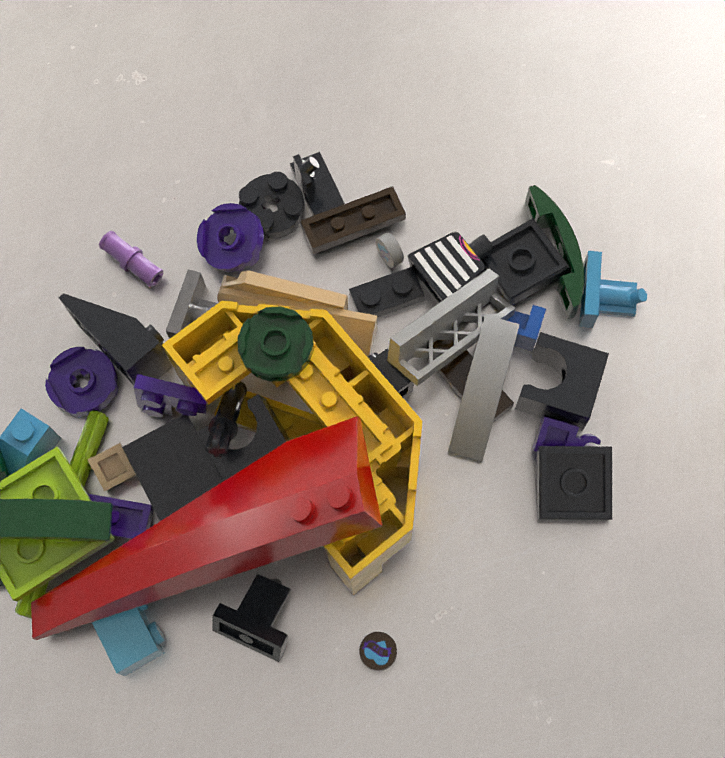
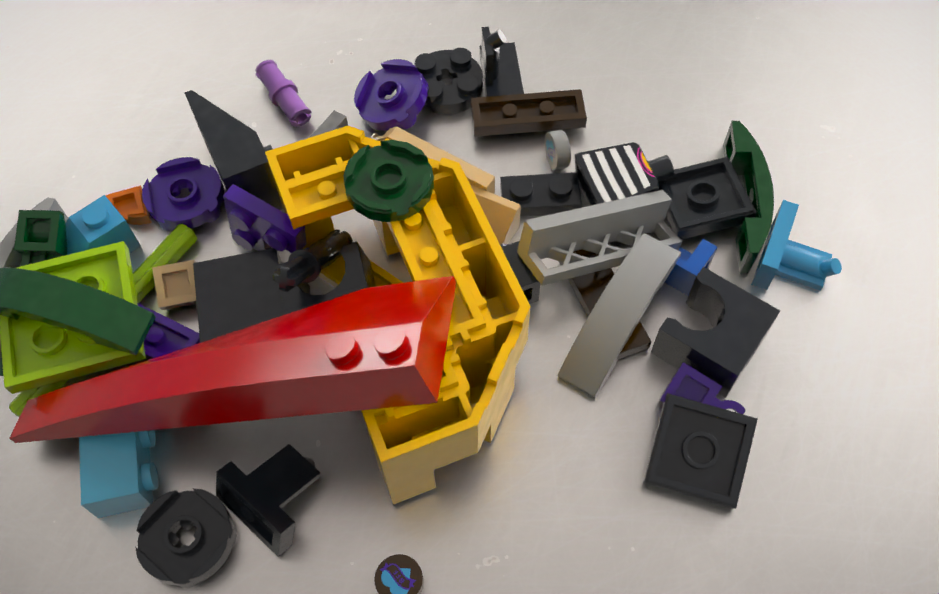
camera: 15 degrees right, 10 degrees down
(37, 404) = (131, 205): none -> orange tile
(182, 679) = (190, 563): none -> black plate

